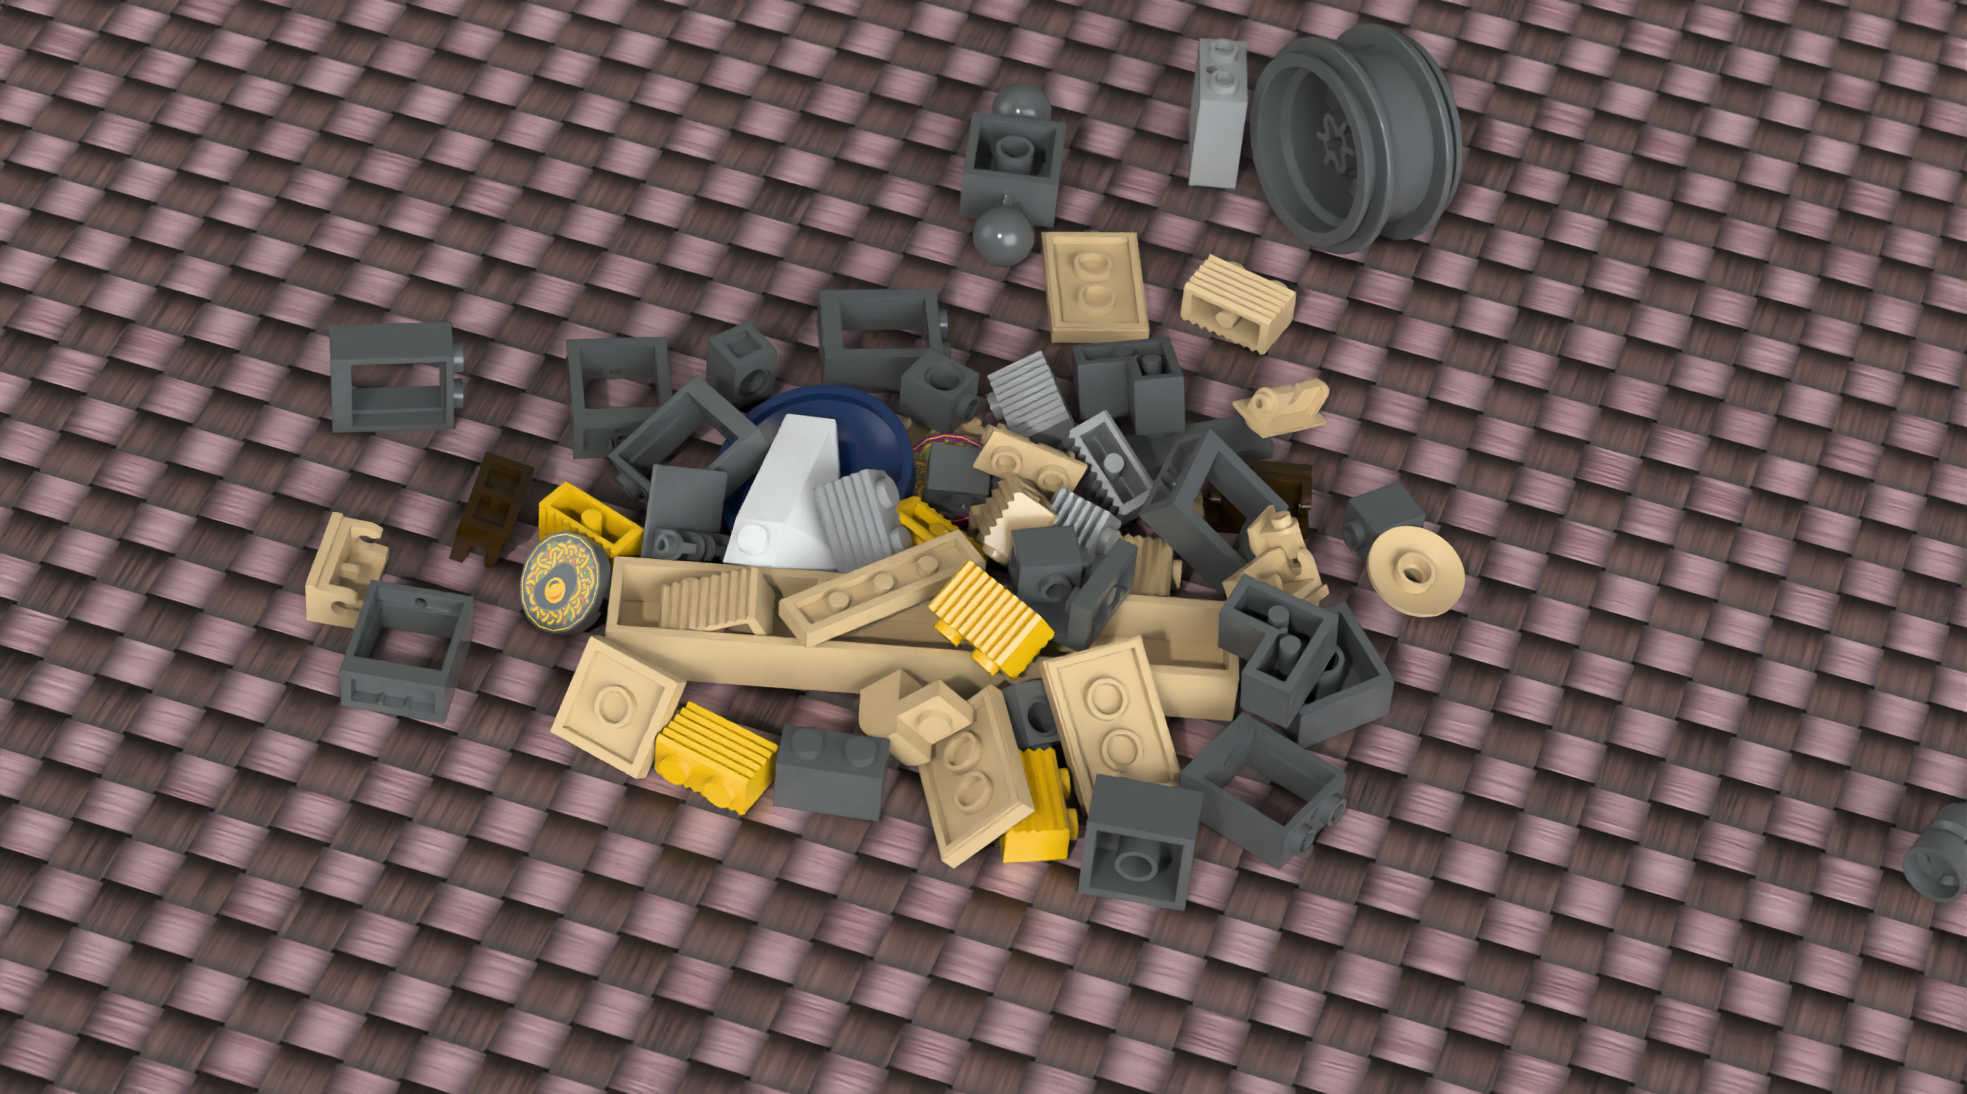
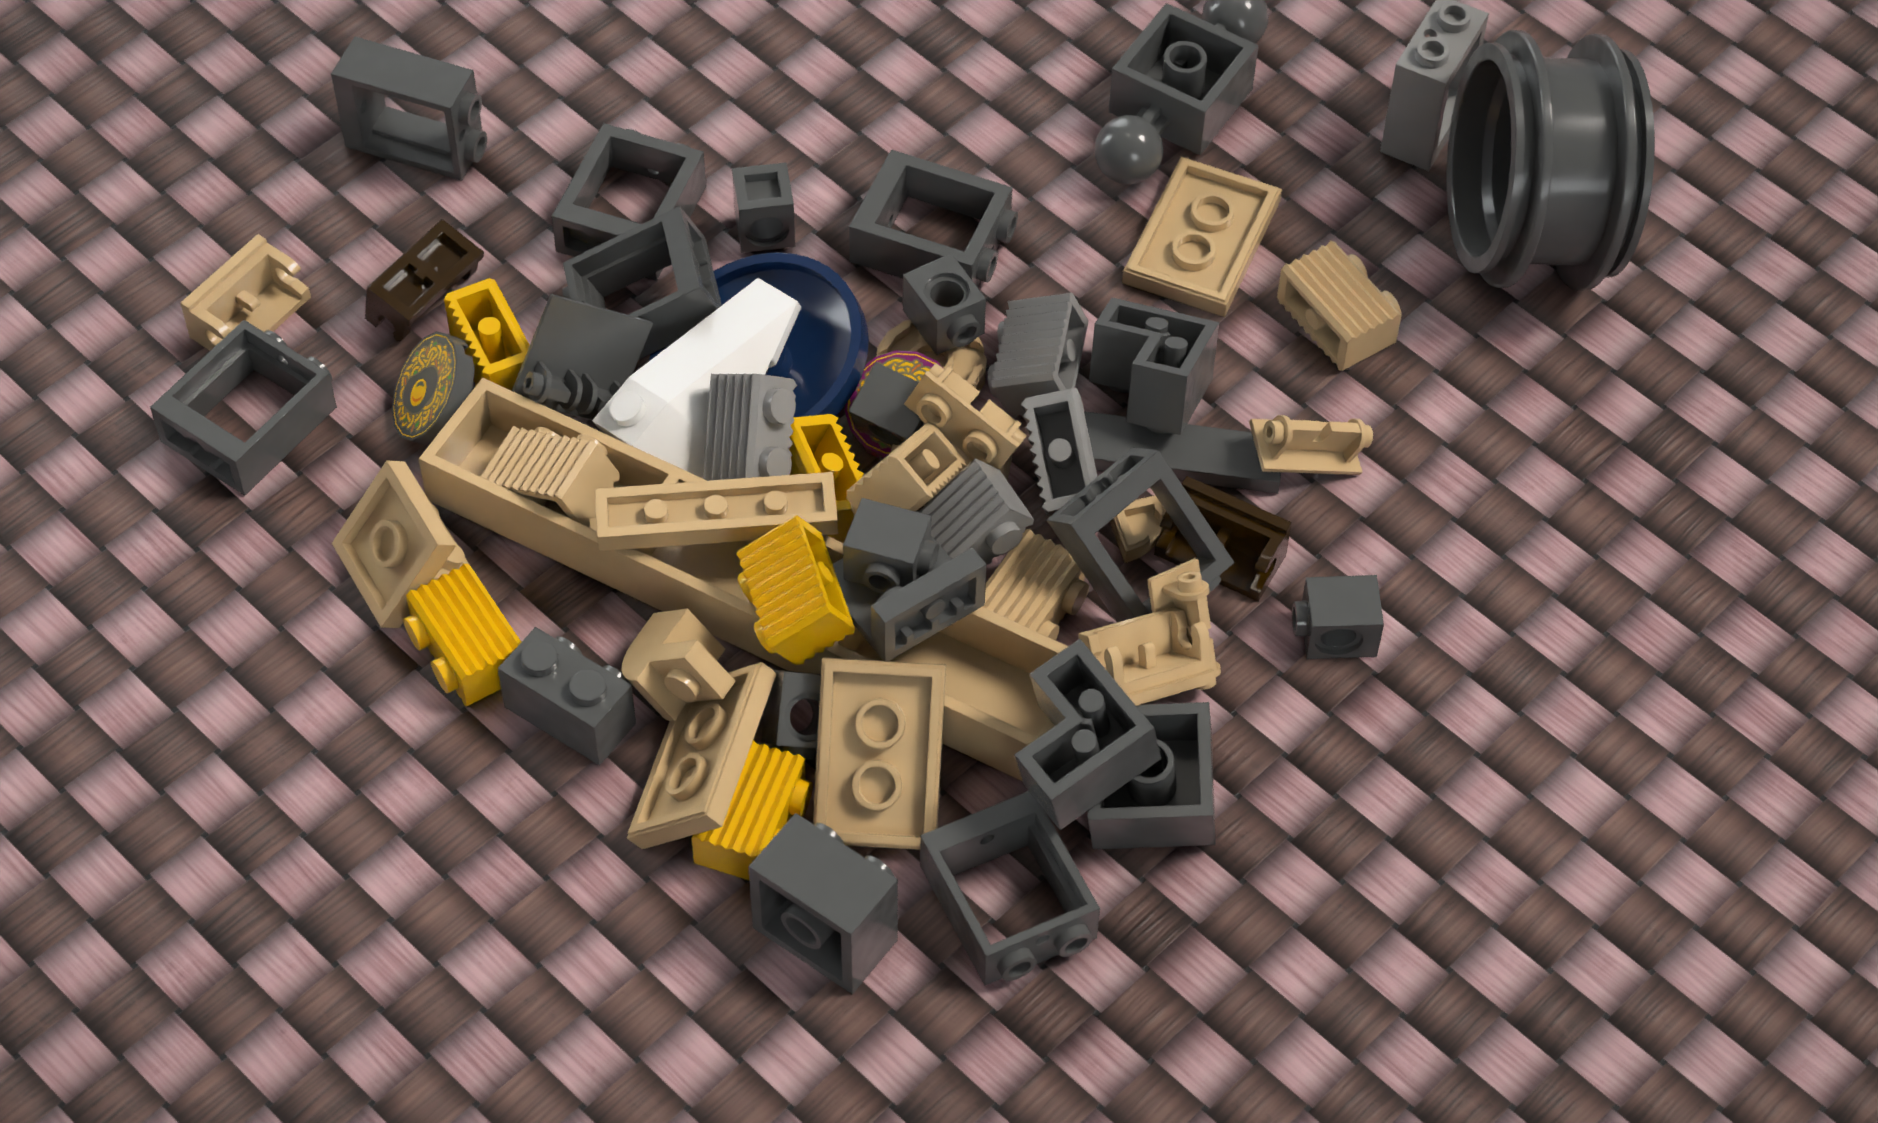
camera: 30 degrees right, 10 degrees up
(1426, 560) = (1356, 665): tan dish -> none

